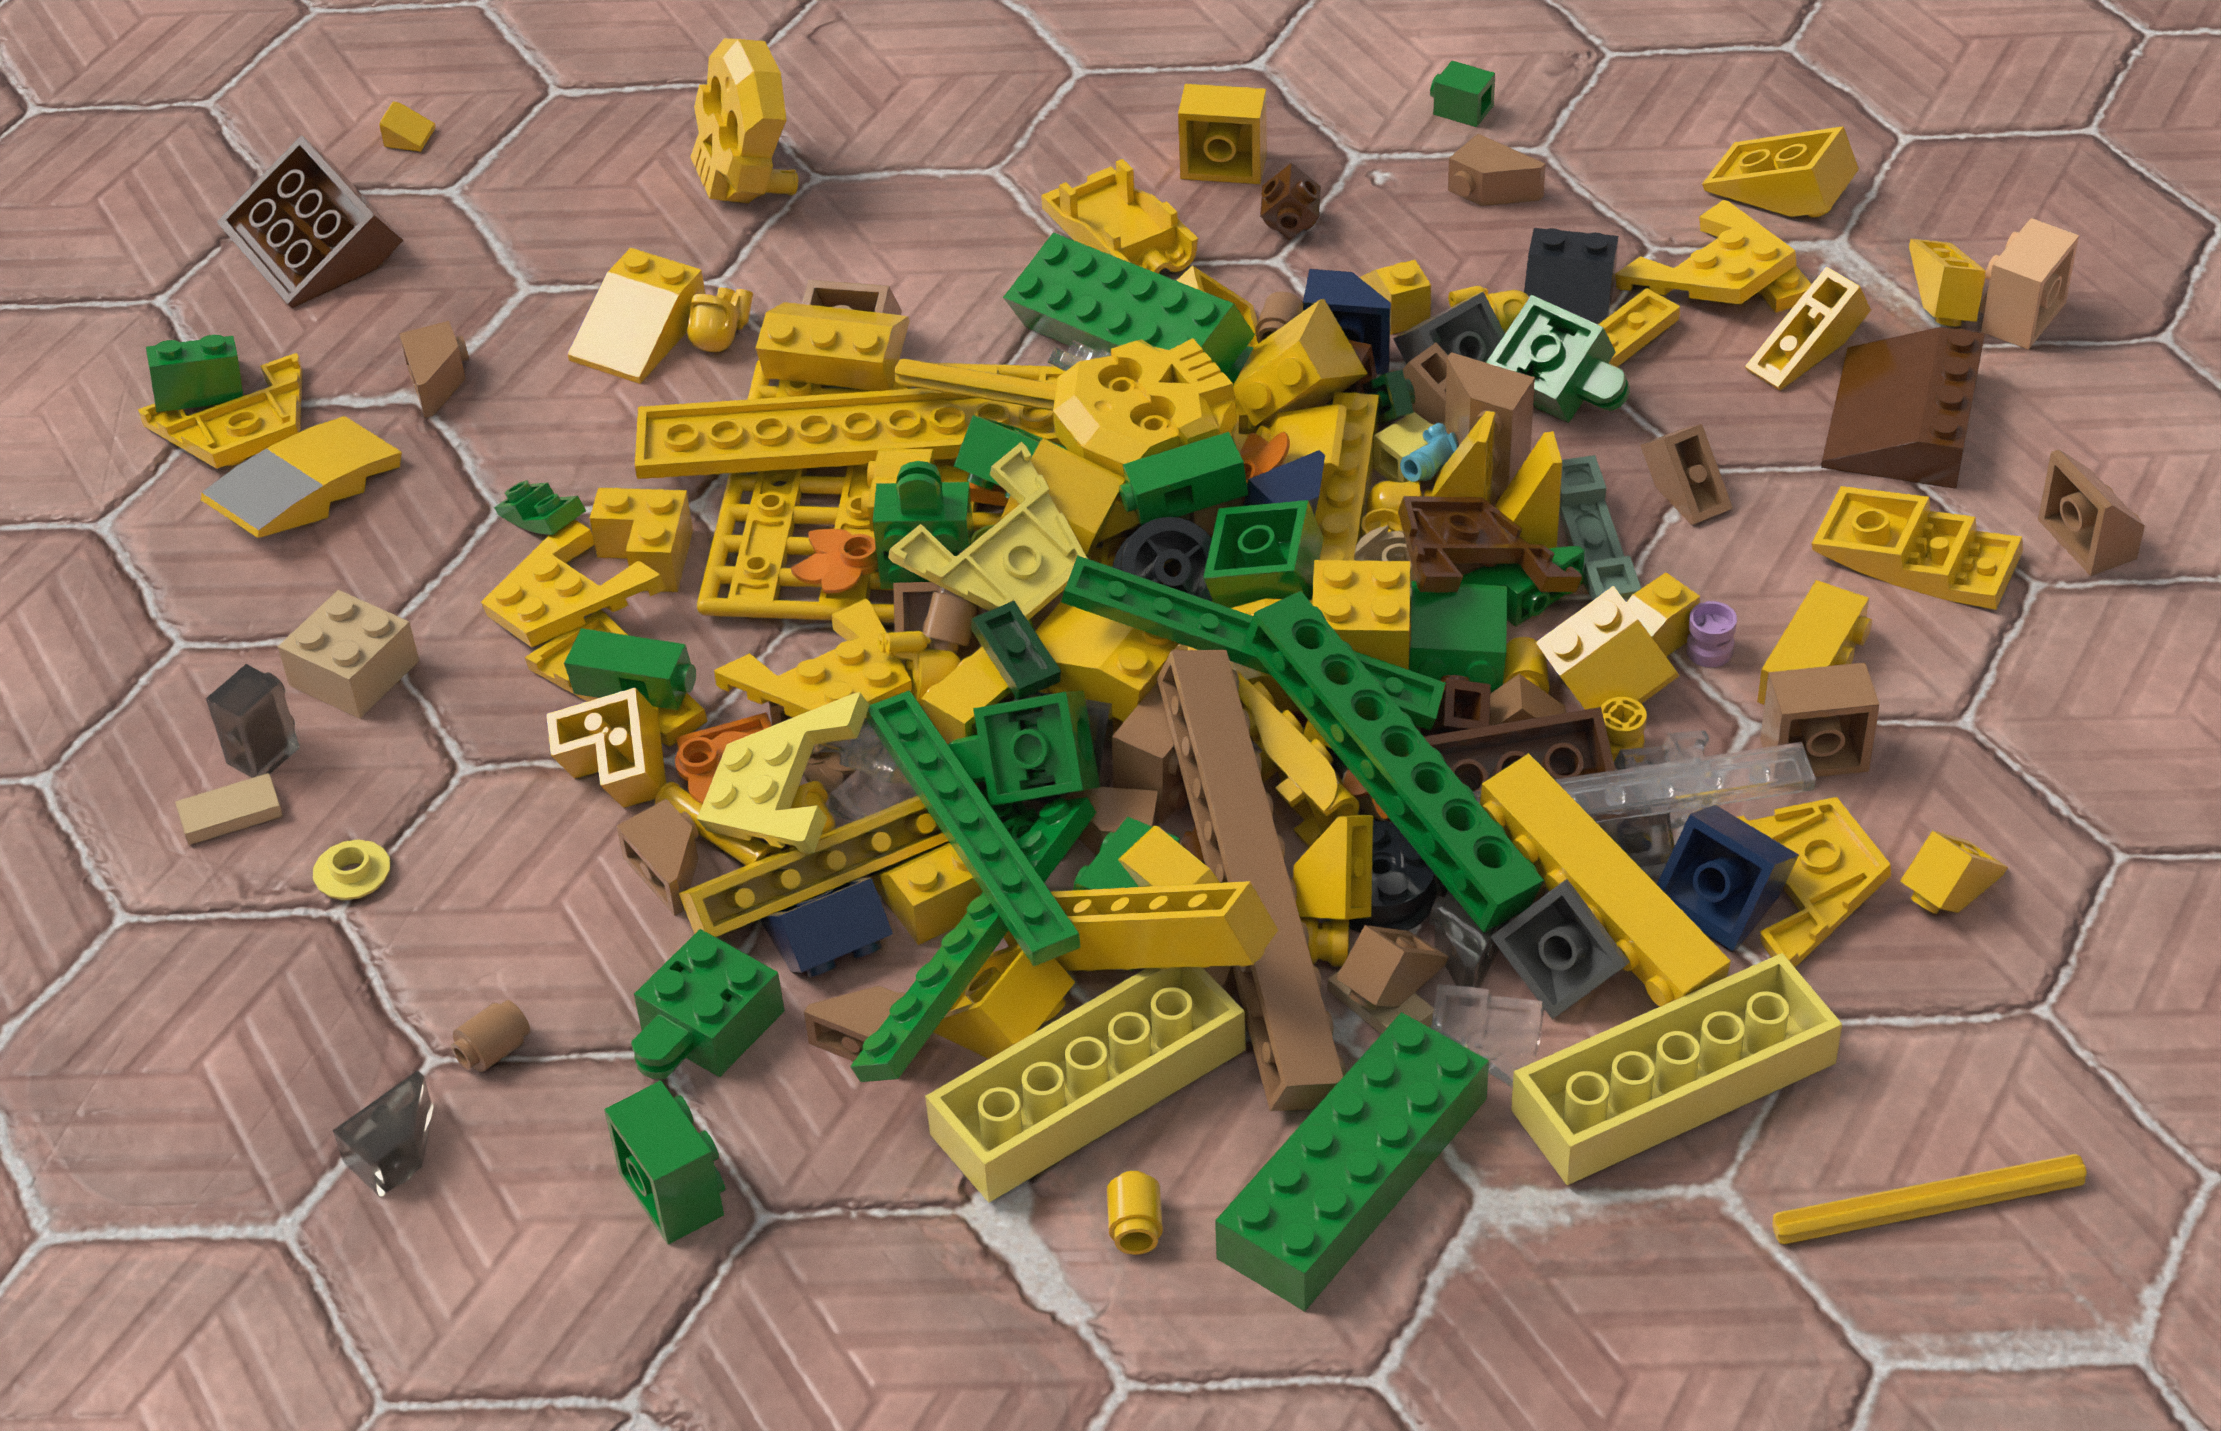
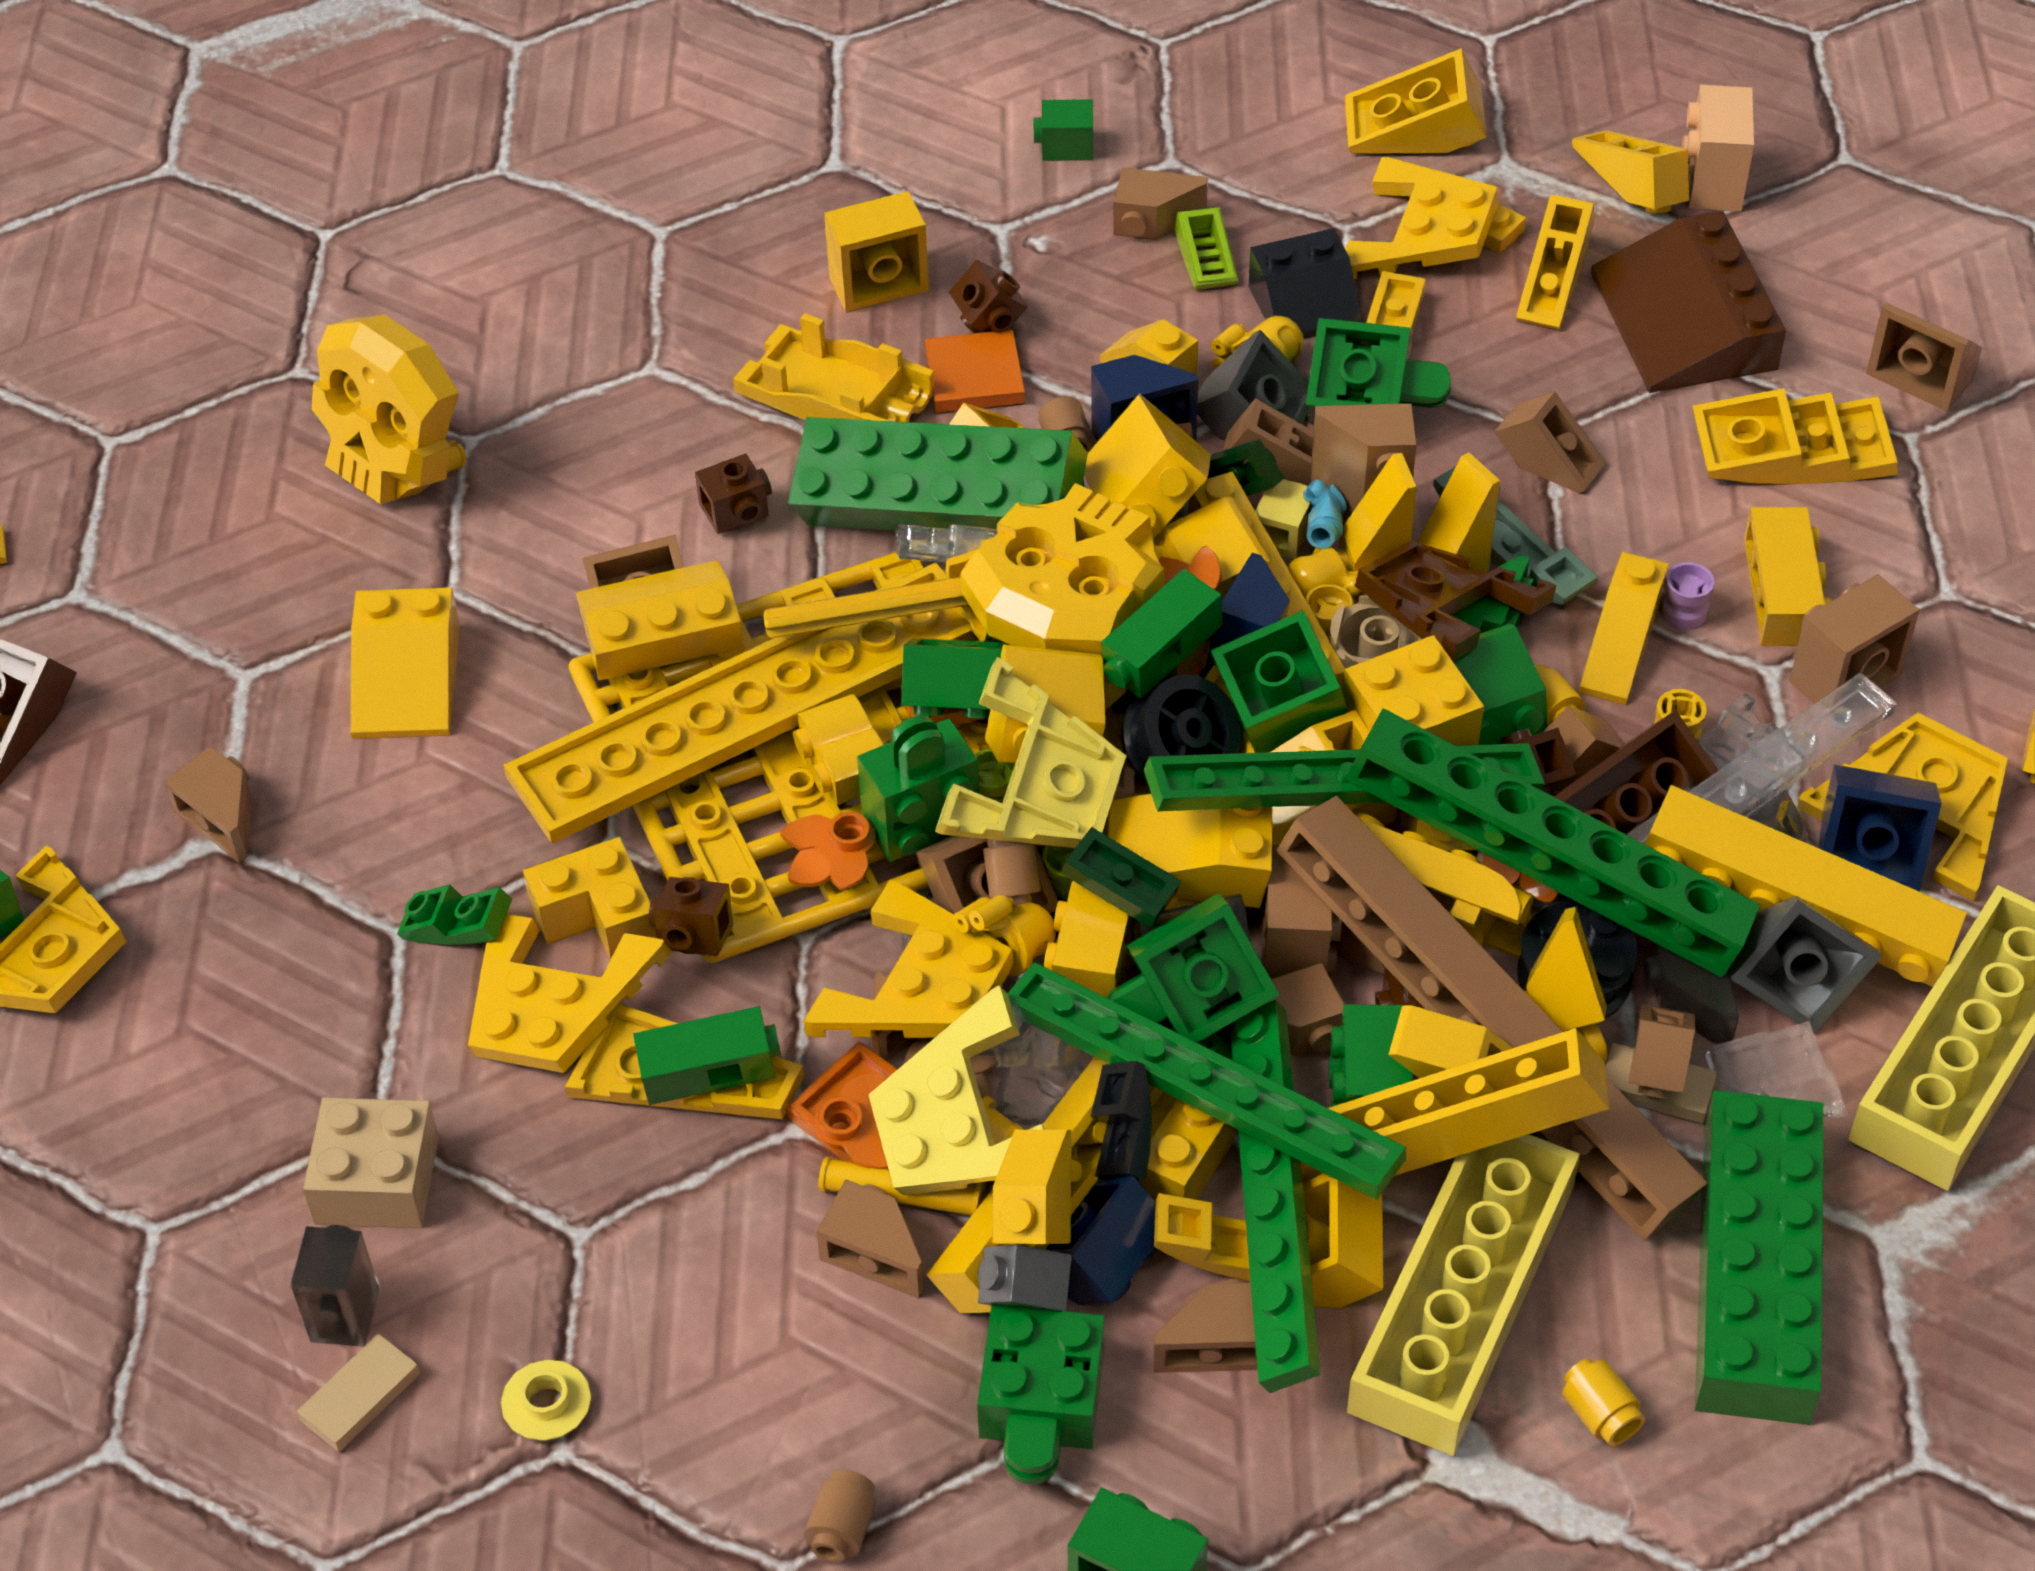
camera: 30 degrees left, 5 degrees up
(300, 477) = (162, 985): yellow slope -> none
(615, 738) = (739, 1132): yellow brick -> none
(694, 566) = (692, 915): none -> reddish brown brick
(717, 318) = (494, 634): yellow piece -> none
(733, 916) = (1024, 1277): none -> flat silver brick
(772, 850) = (1034, 1189): none -> yellow slope
(897, 944) = (1198, 1238): none -> yellow slope
(900, 825) = (1125, 1107): none -> black slope
(974, 278) = (733, 493): none -> reddish brown brick
(1246, 254) = (974, 370): none -> orange tile
(1518, 201) = (1200, 223): none -> lime slope
(1607, 653) = (1629, 657): yellow slope -> none

